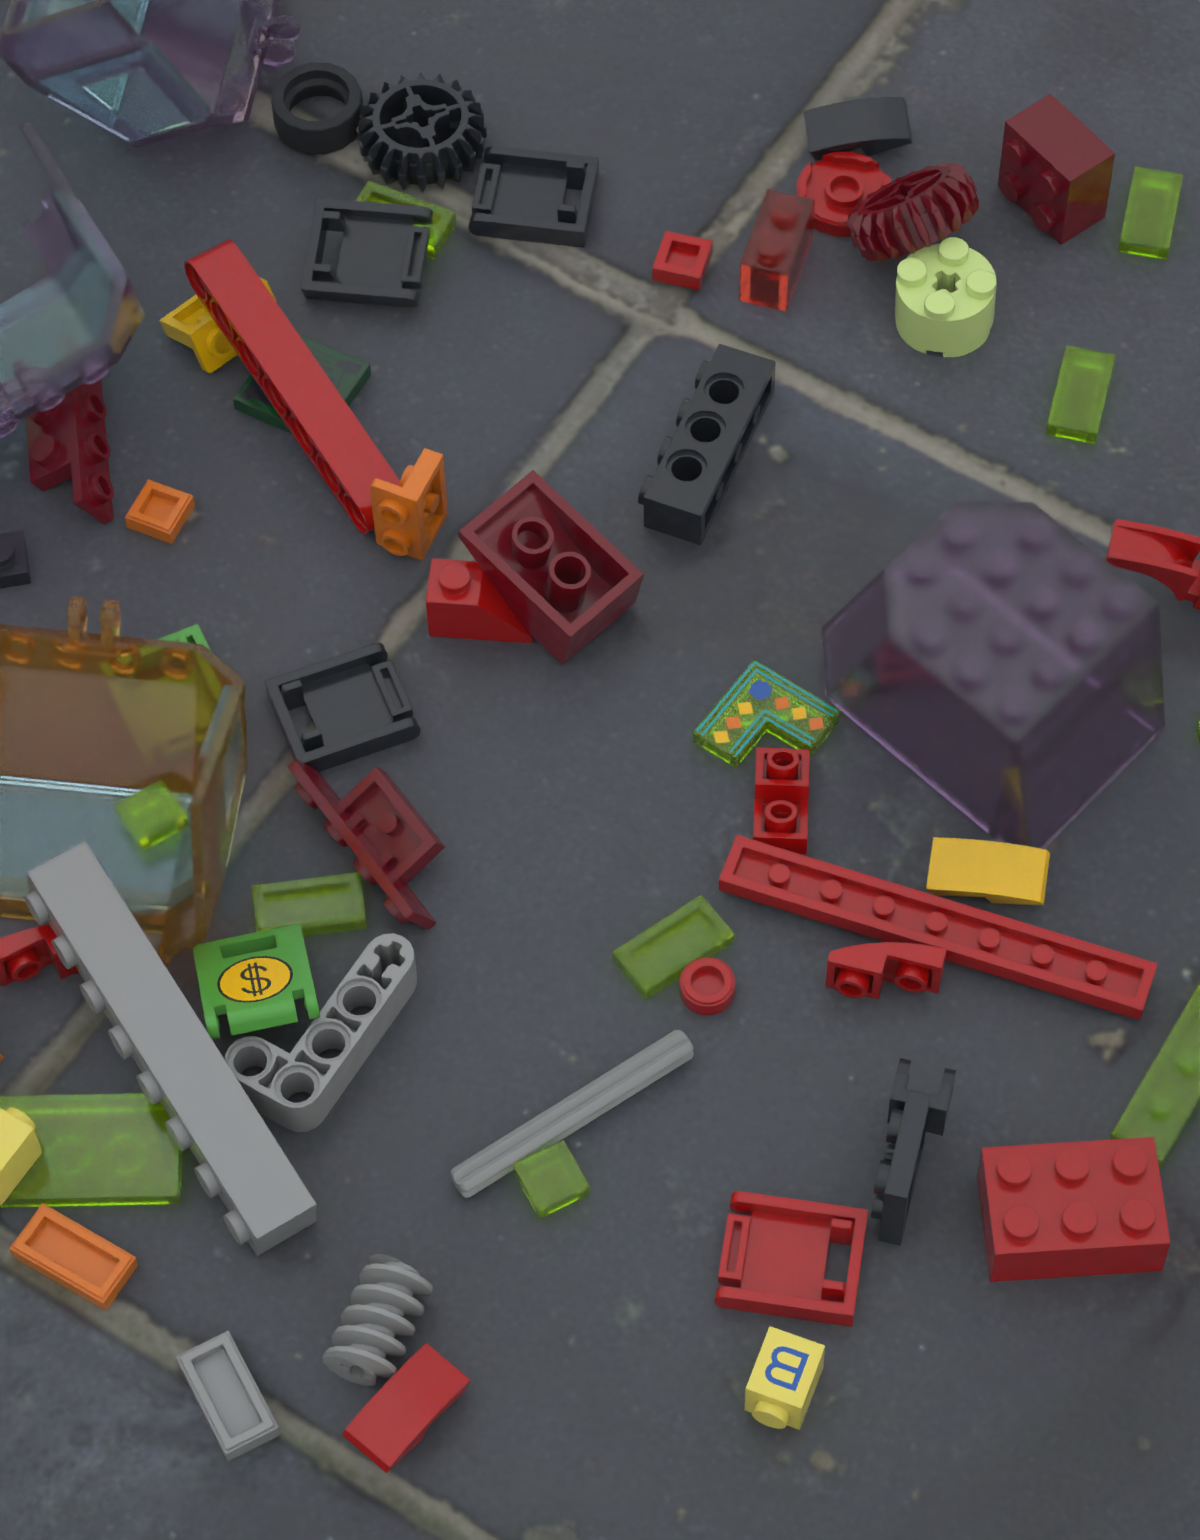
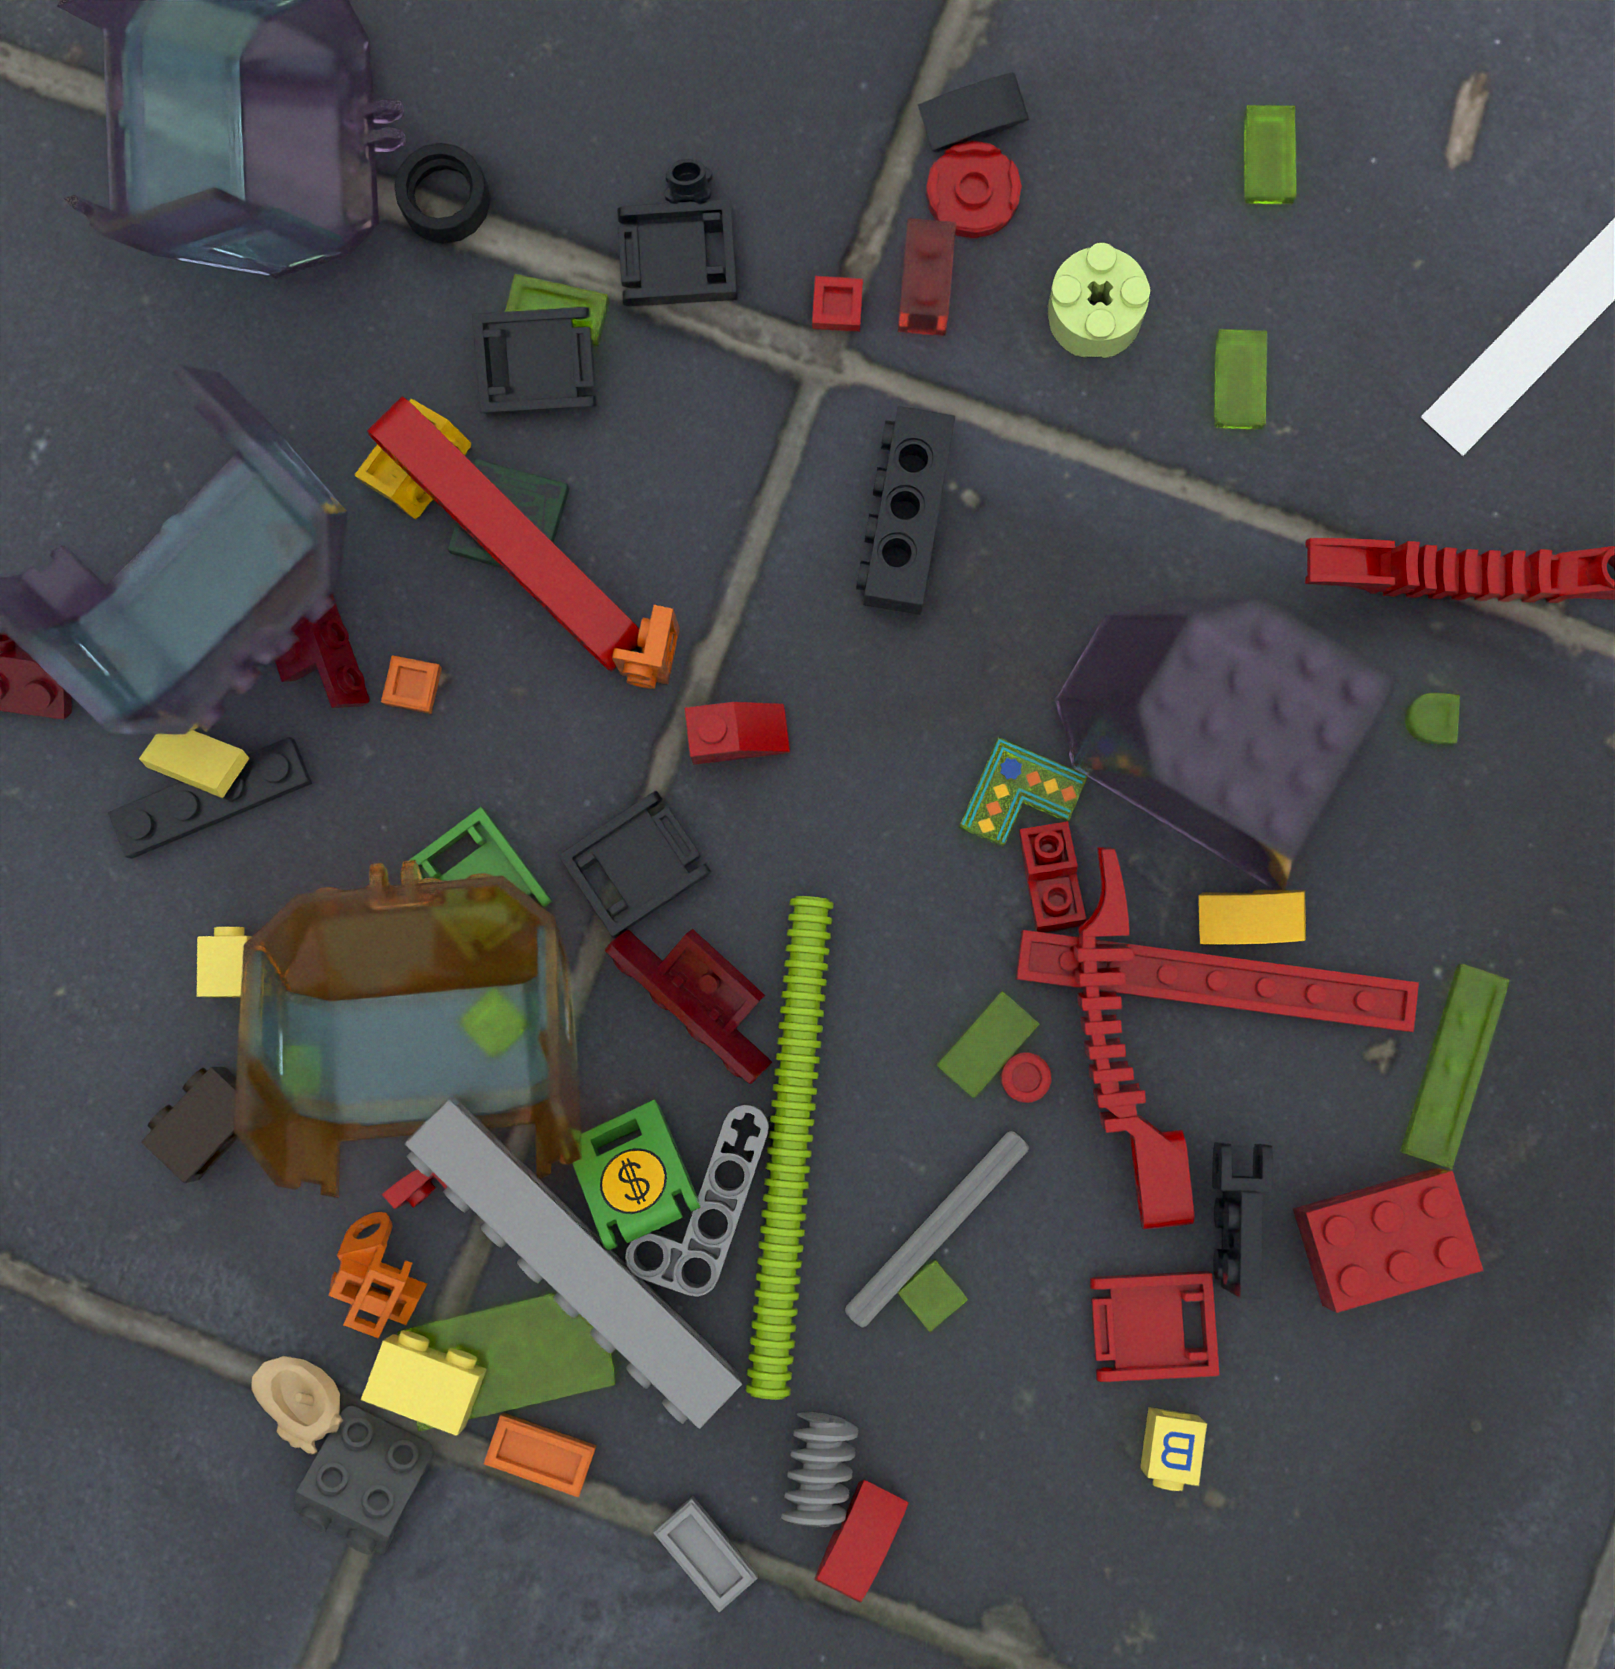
camera: 10 degrees left, 25 degrees up
(316, 903) = (655, 1072): clear neon green tile -> none
(421, 132) = (581, 179): black gear -> none
(429, 1005) = (789, 1149): none -> lime piece
(551, 566) = (796, 691): dark red slope -> none
(560, 137) = (688, 182): none -> black plate
(832, 1076) = (1157, 1156): none -> red piece
(864, 967) = (1169, 1039): red slope -> none
(913, 212) = (1052, 215): dark red gear -> none
(1055, 169) = (1178, 134): dark red brick -> none

